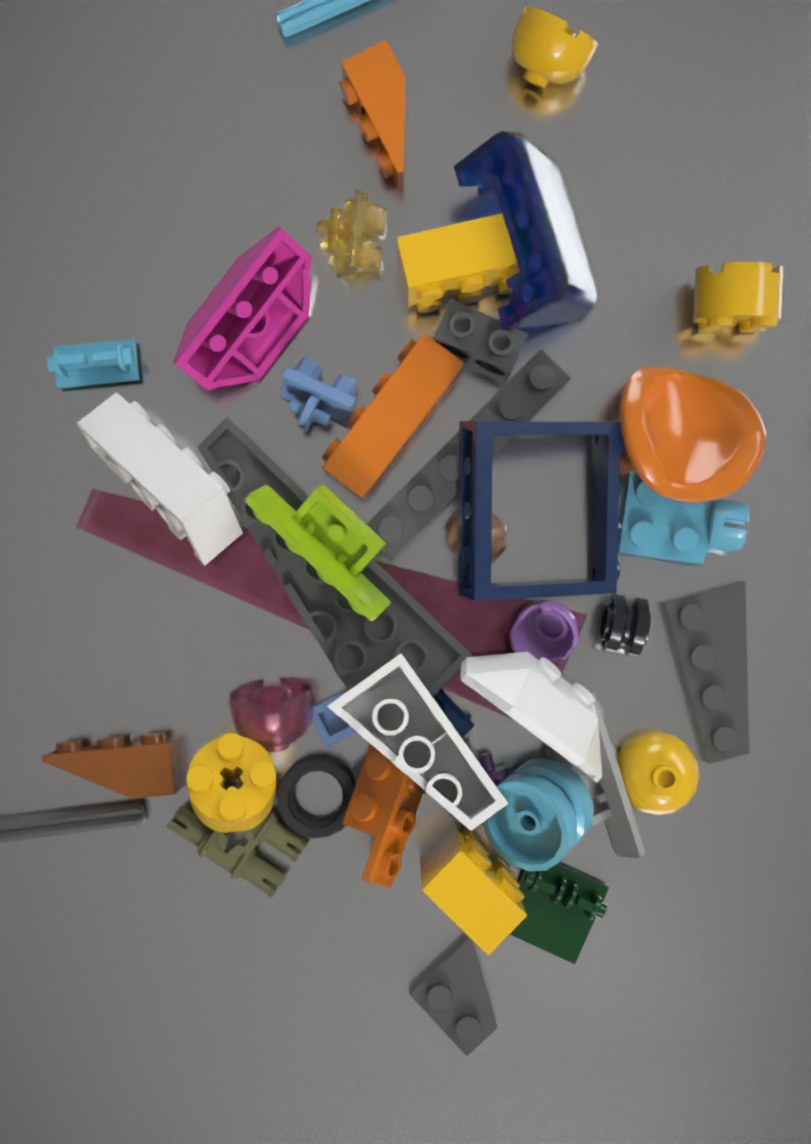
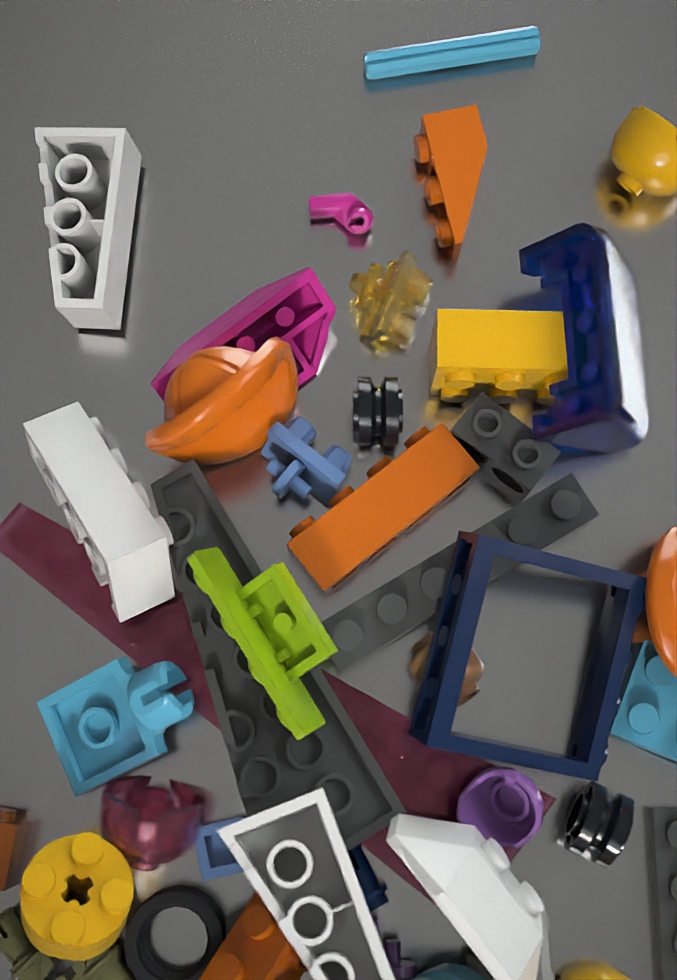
camera: 15 degrees right, 10 degrees down
(78, 226) = (90, 217): none -> white wedge
(94, 363) = (63, 365): medium azure hinge -> none
(221, 643) = (114, 720): none -> medium azure plate
(240, 363) = (225, 403): none -> orange piece
(295, 163) = (344, 208): none -> dark pink arm
(368, 336) = (377, 410): none -> black wheel

